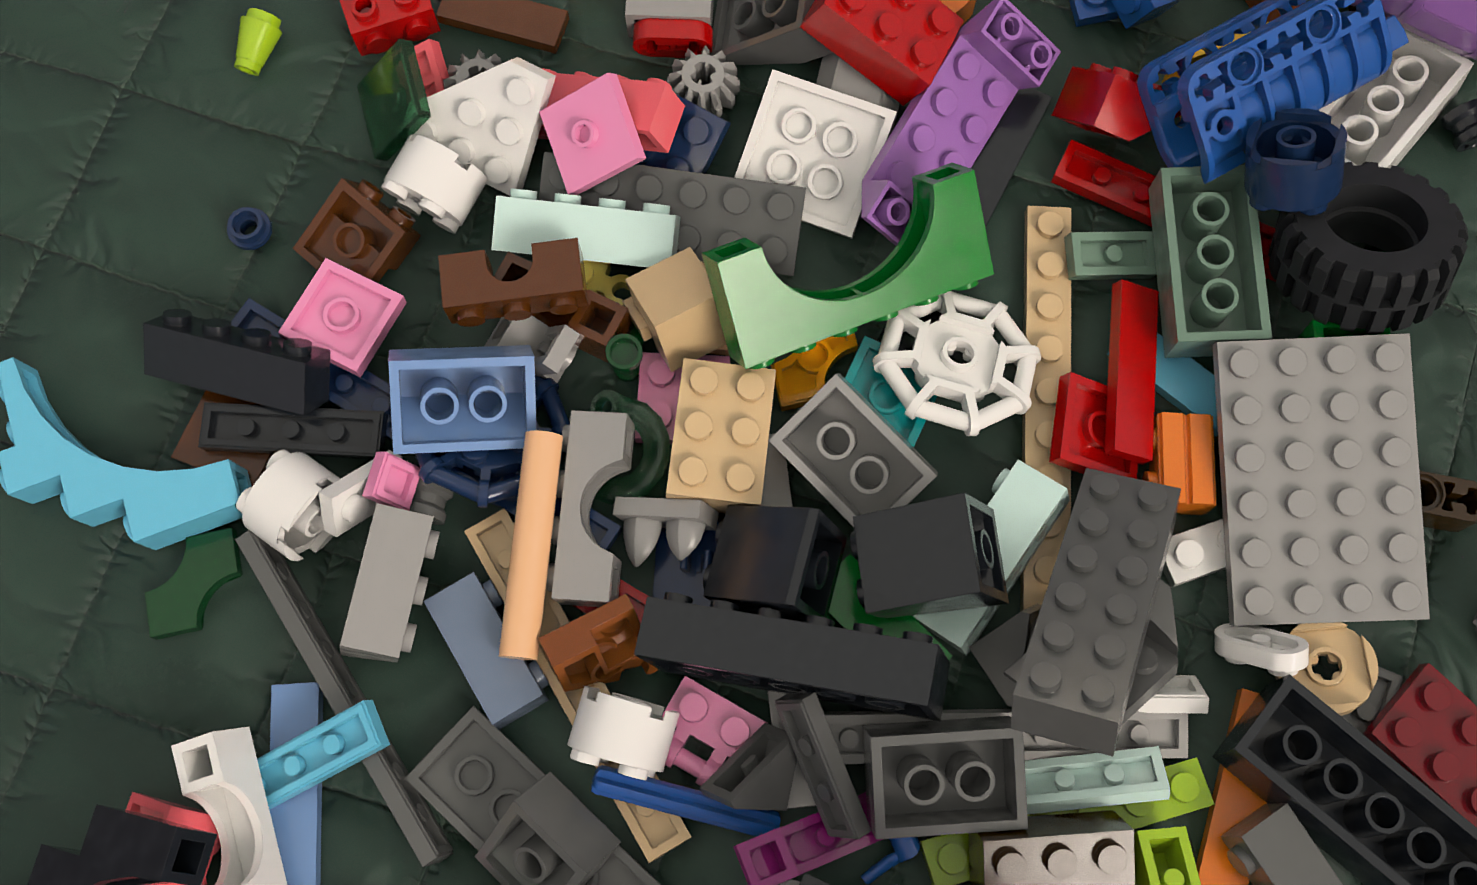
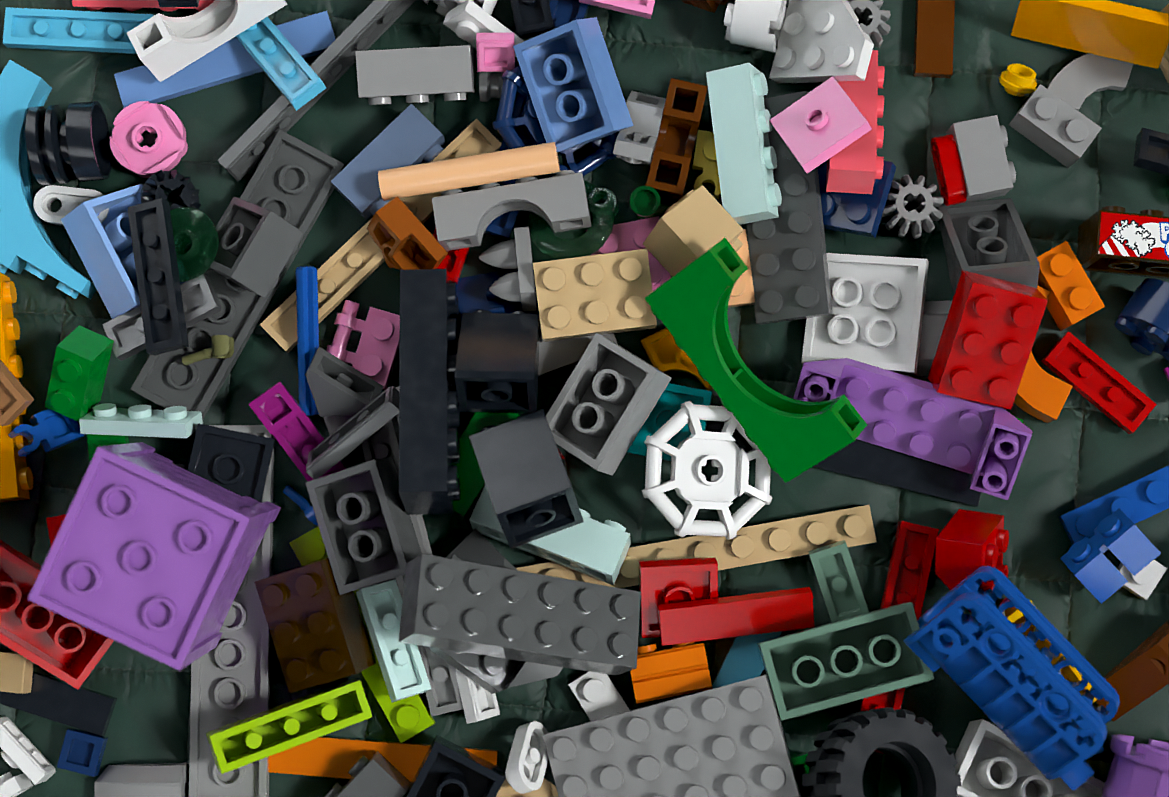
camera: 75 degrees right, 10 degrees up
(552, 284) = (685, 129): reddish brown arch -> none
(622, 732) = (342, 277): white brick -> none
(1294, 162) = (931, 706): dark blue brick -> none

